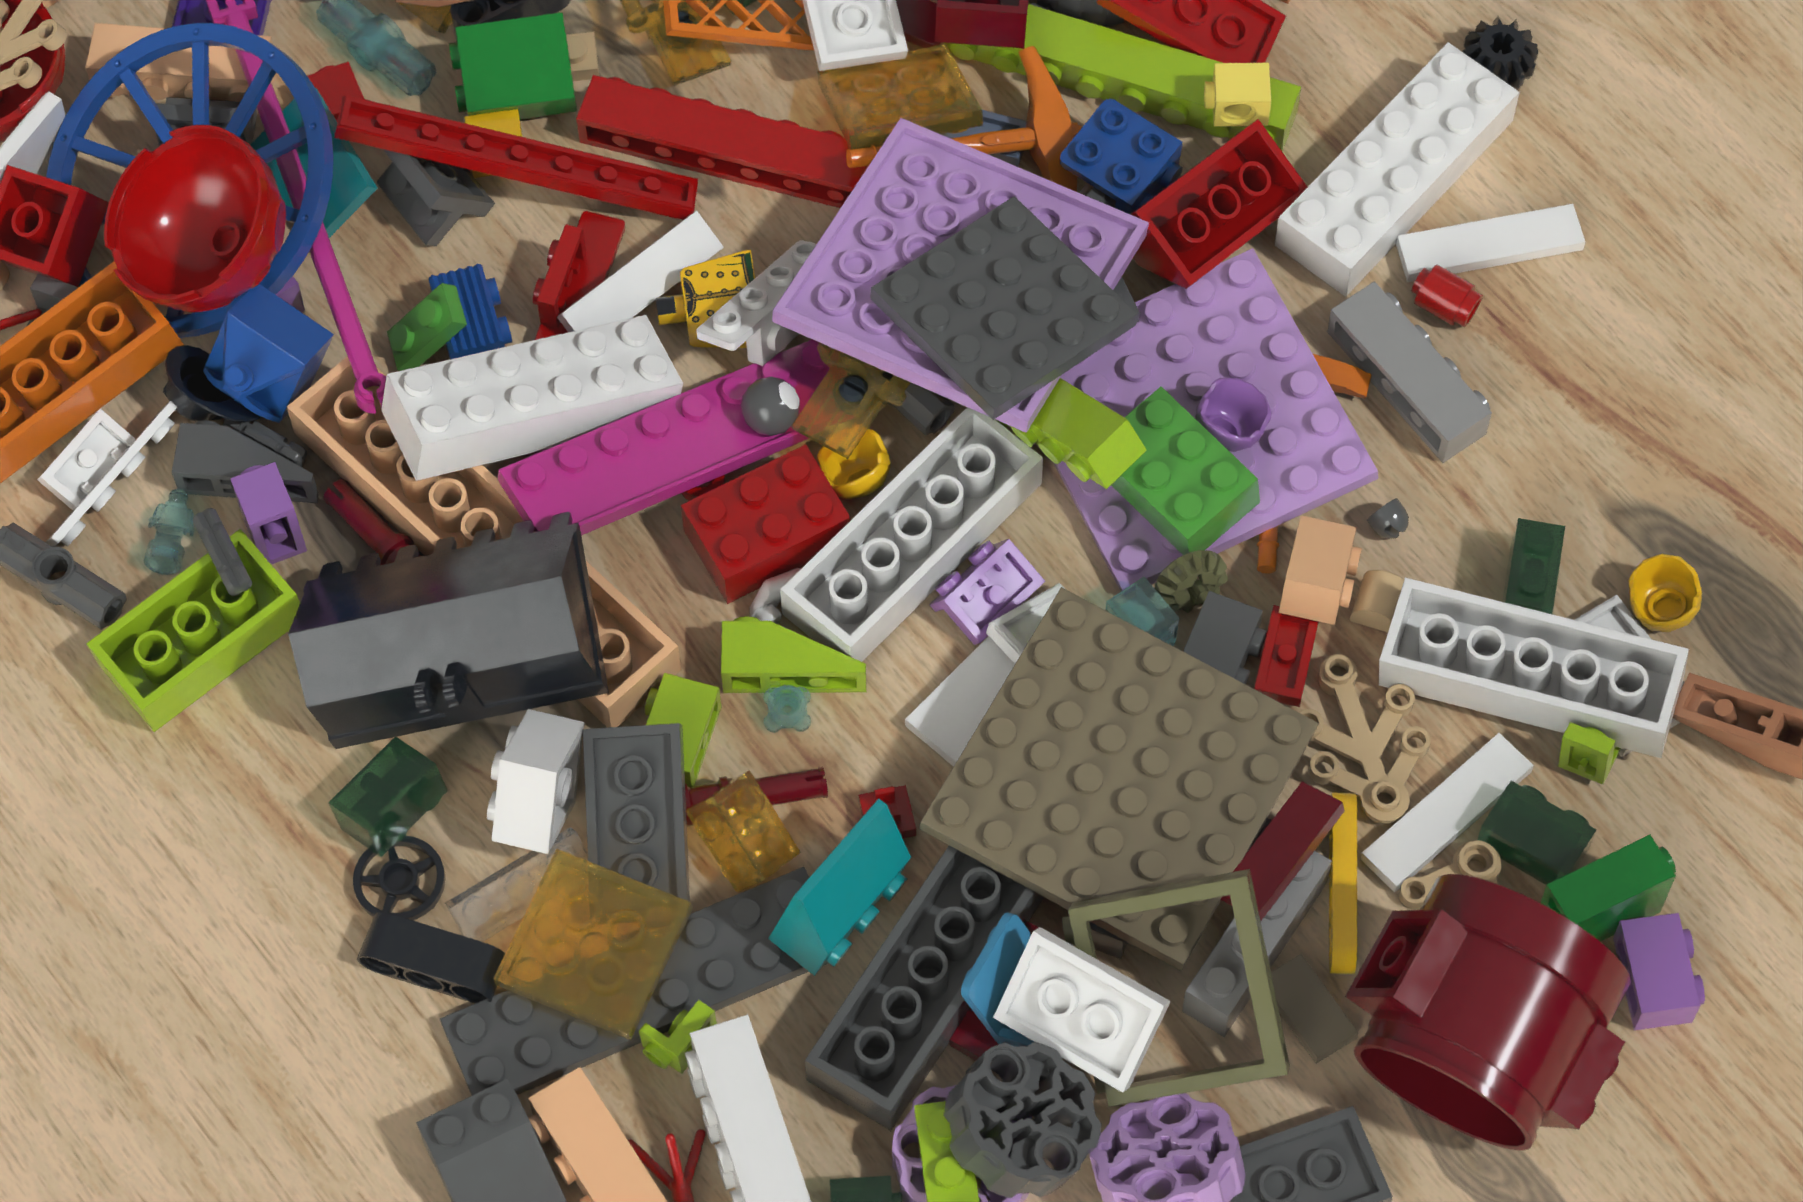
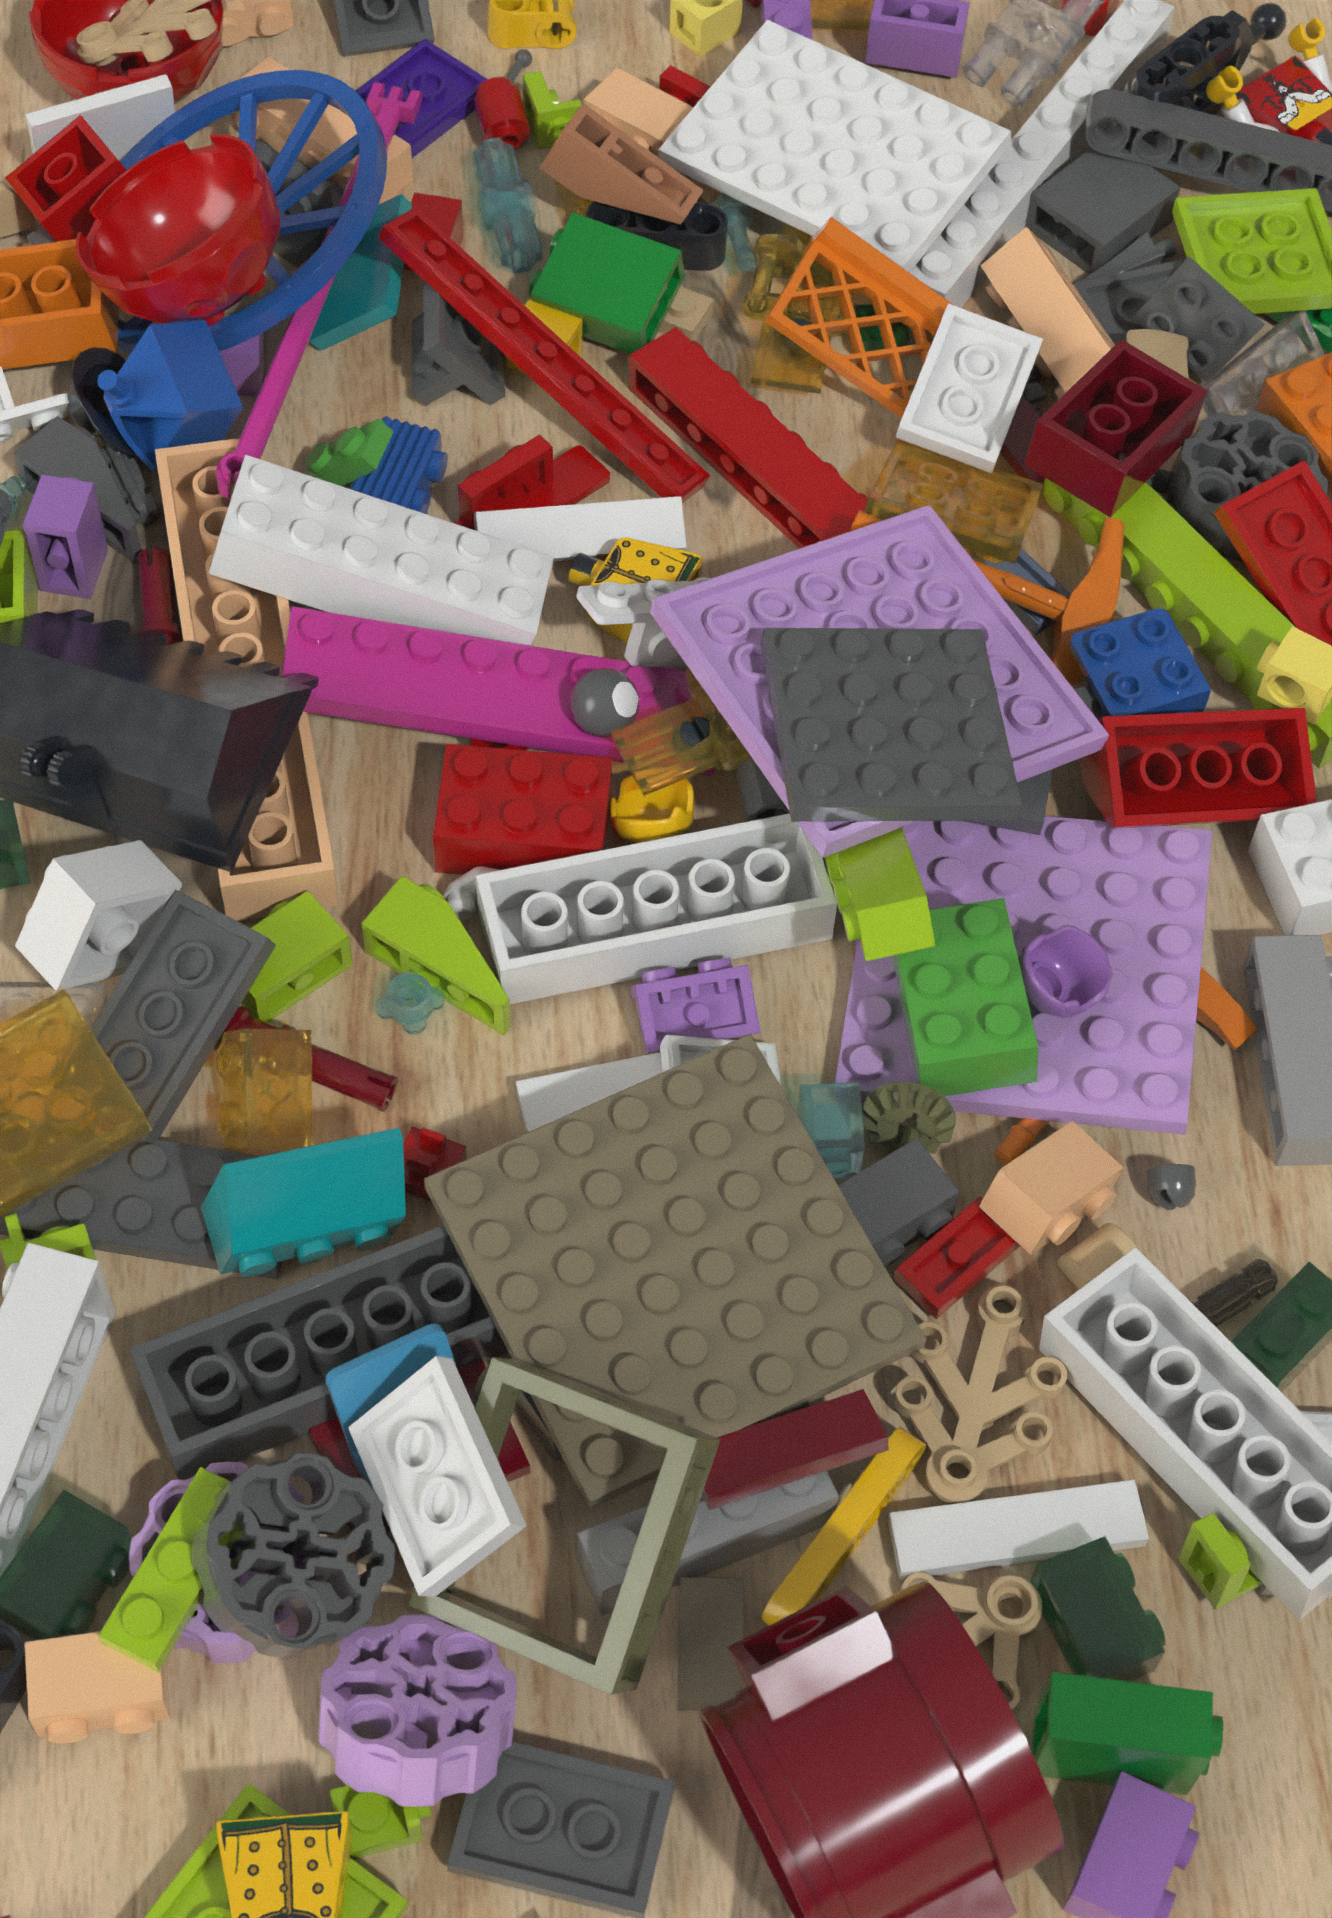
camera: 30 degrees right, 5 degrees down
(1479, 565) = (1236, 1292): none -> clear smoke axle

